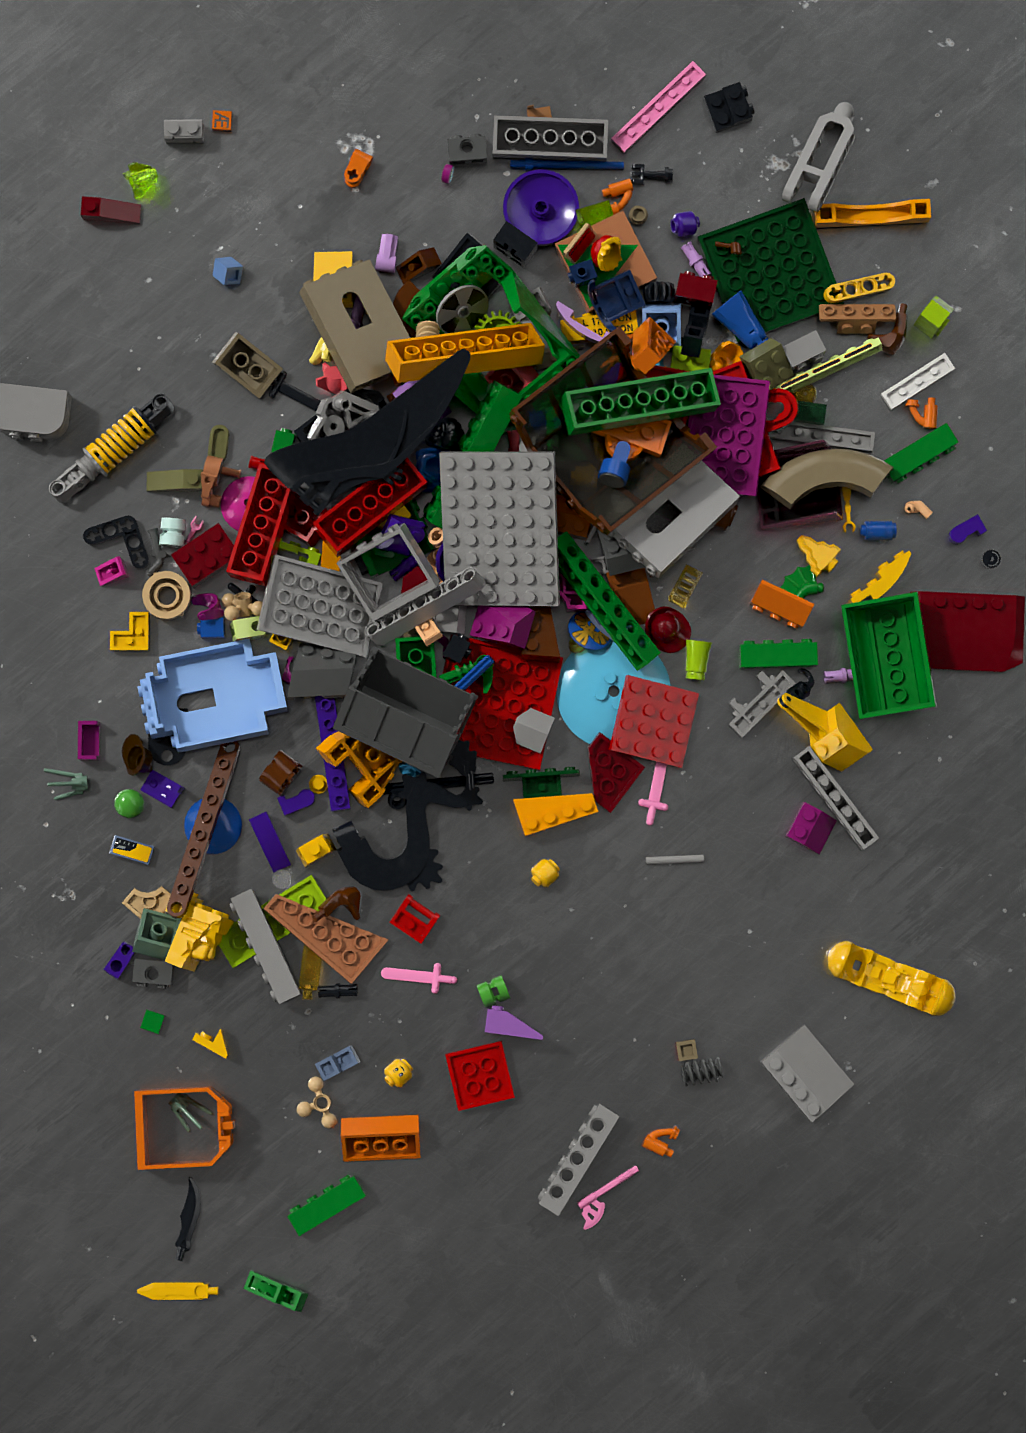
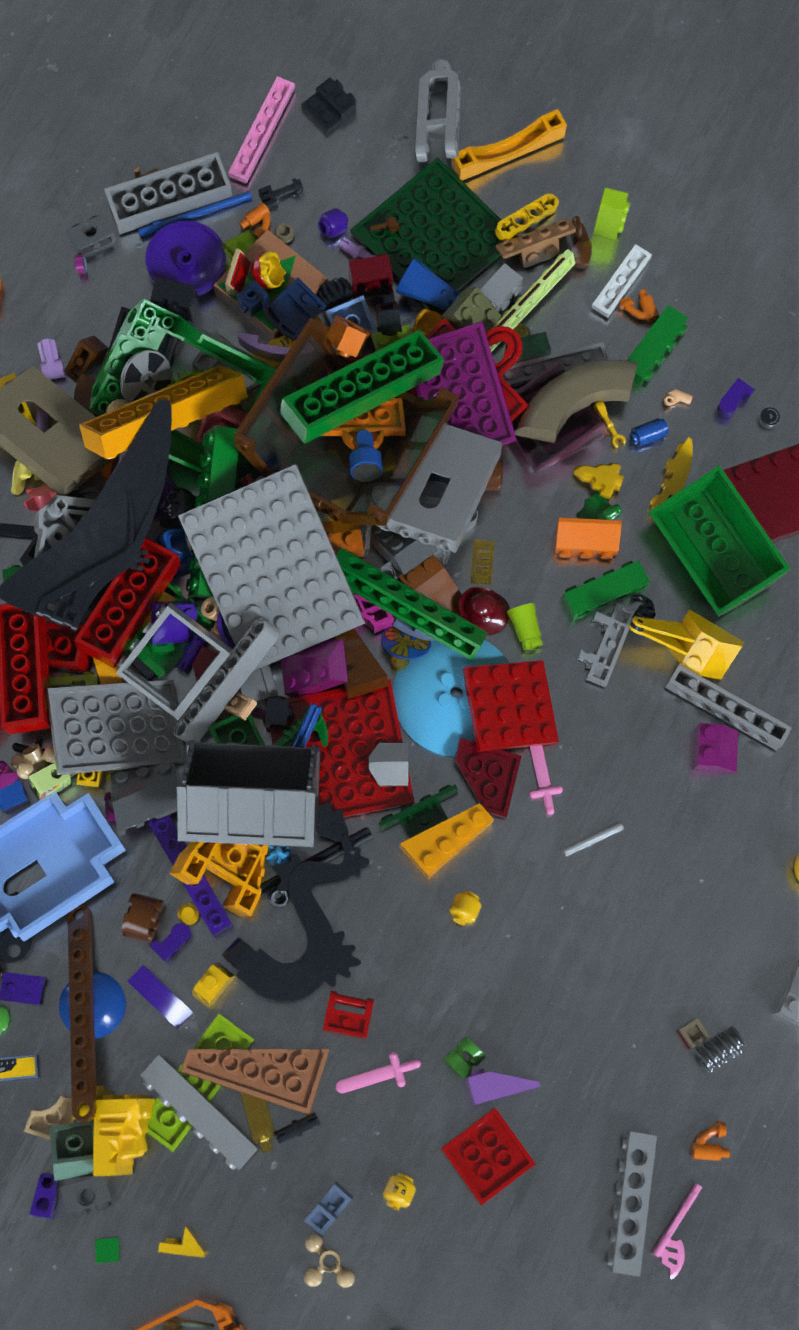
camera: 25 degrees left, 10 degrees down
(345, 896) = (266, 1021): reddish brown animal -> none
(380, 1138) = (409, 1273): orange slope -> none
(838, 676) = (677, 585): lavender pin -> none

